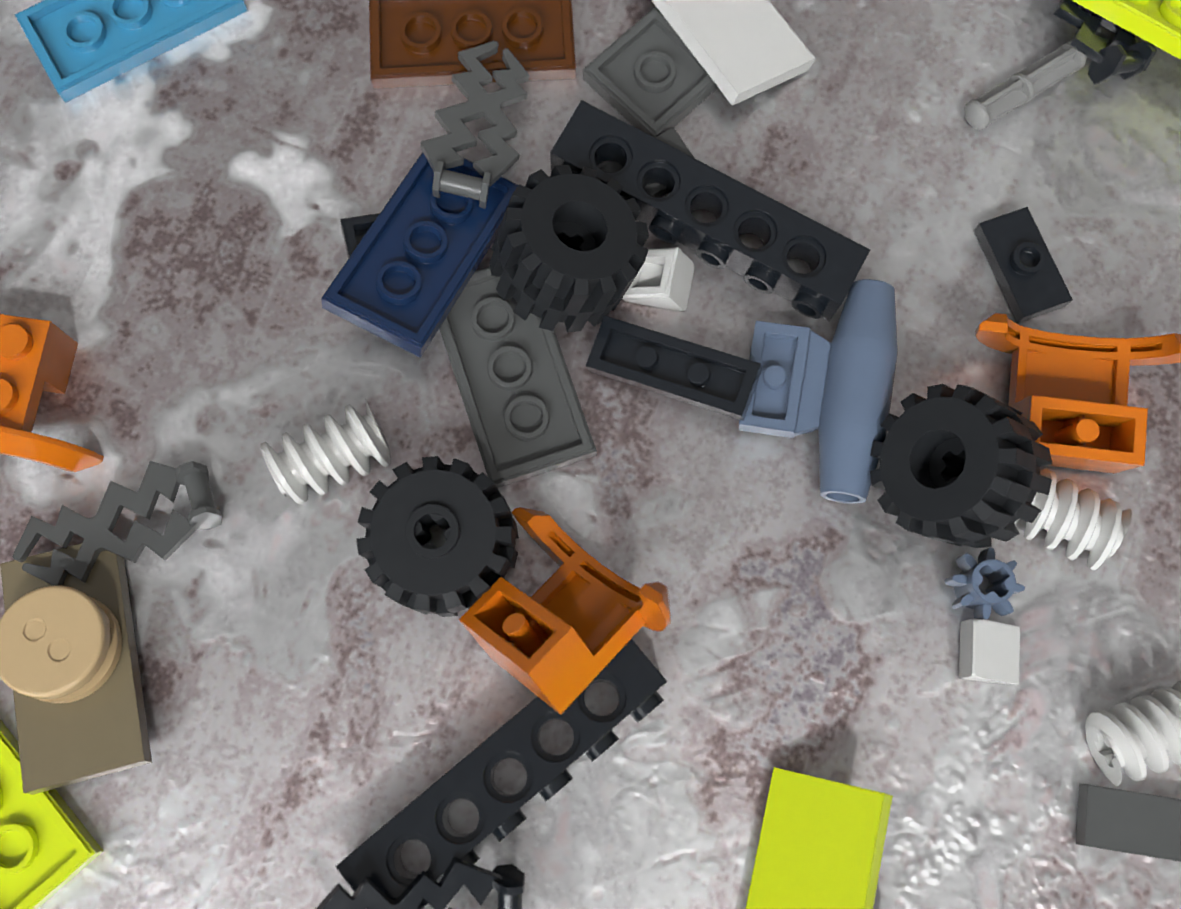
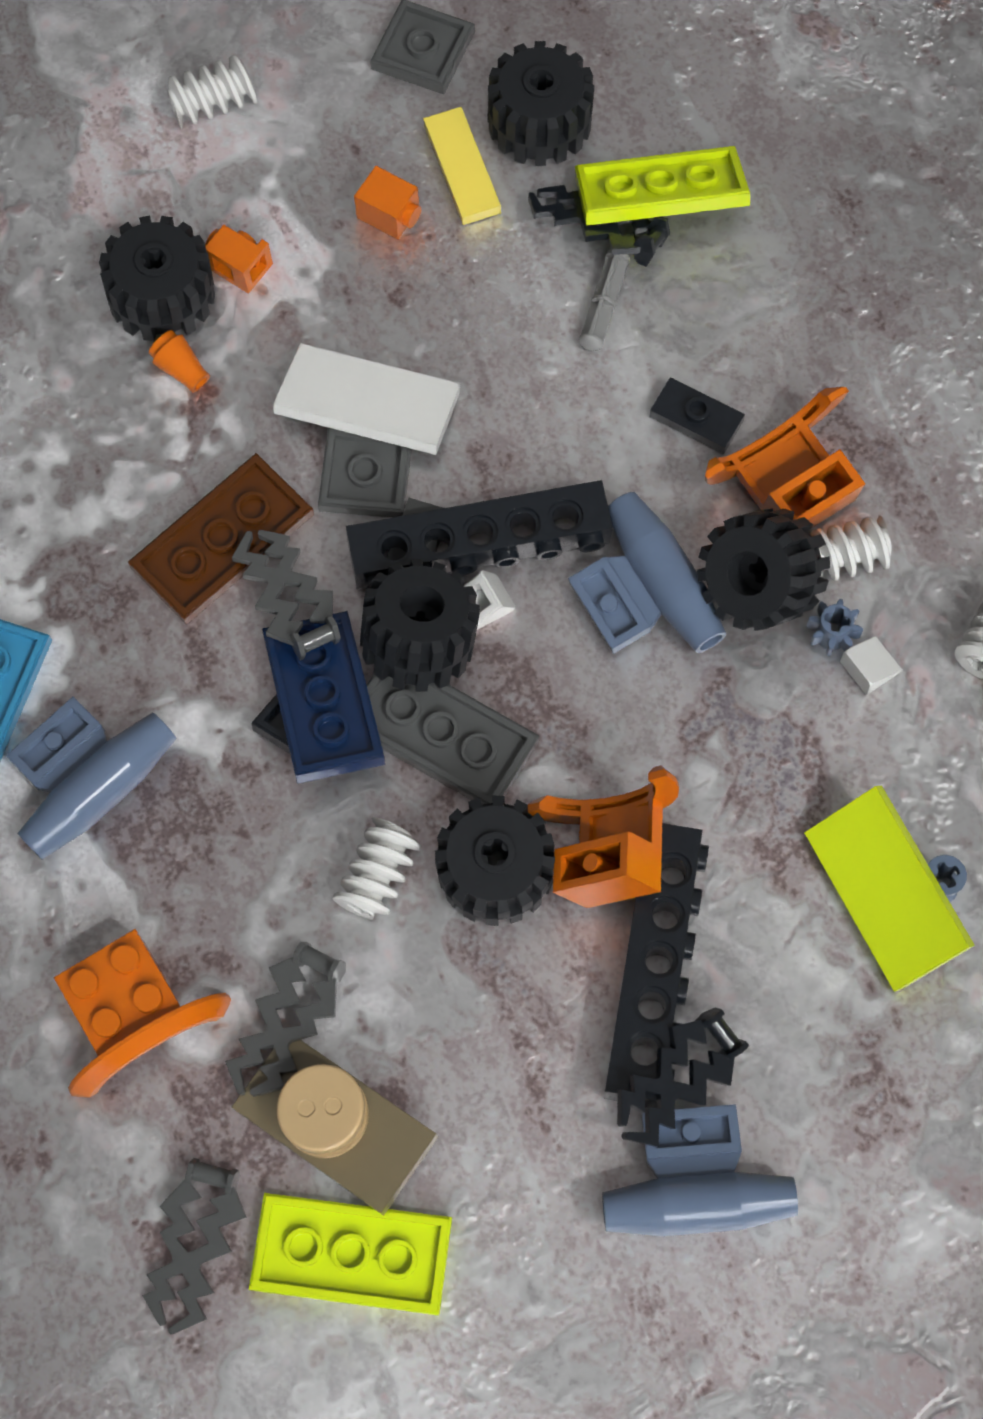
camera: 35 degrees left, 5 degrees down
(154, 143) = (83, 771): none -> sand blue plate
(674, 367) = (543, 646): black plate -> none

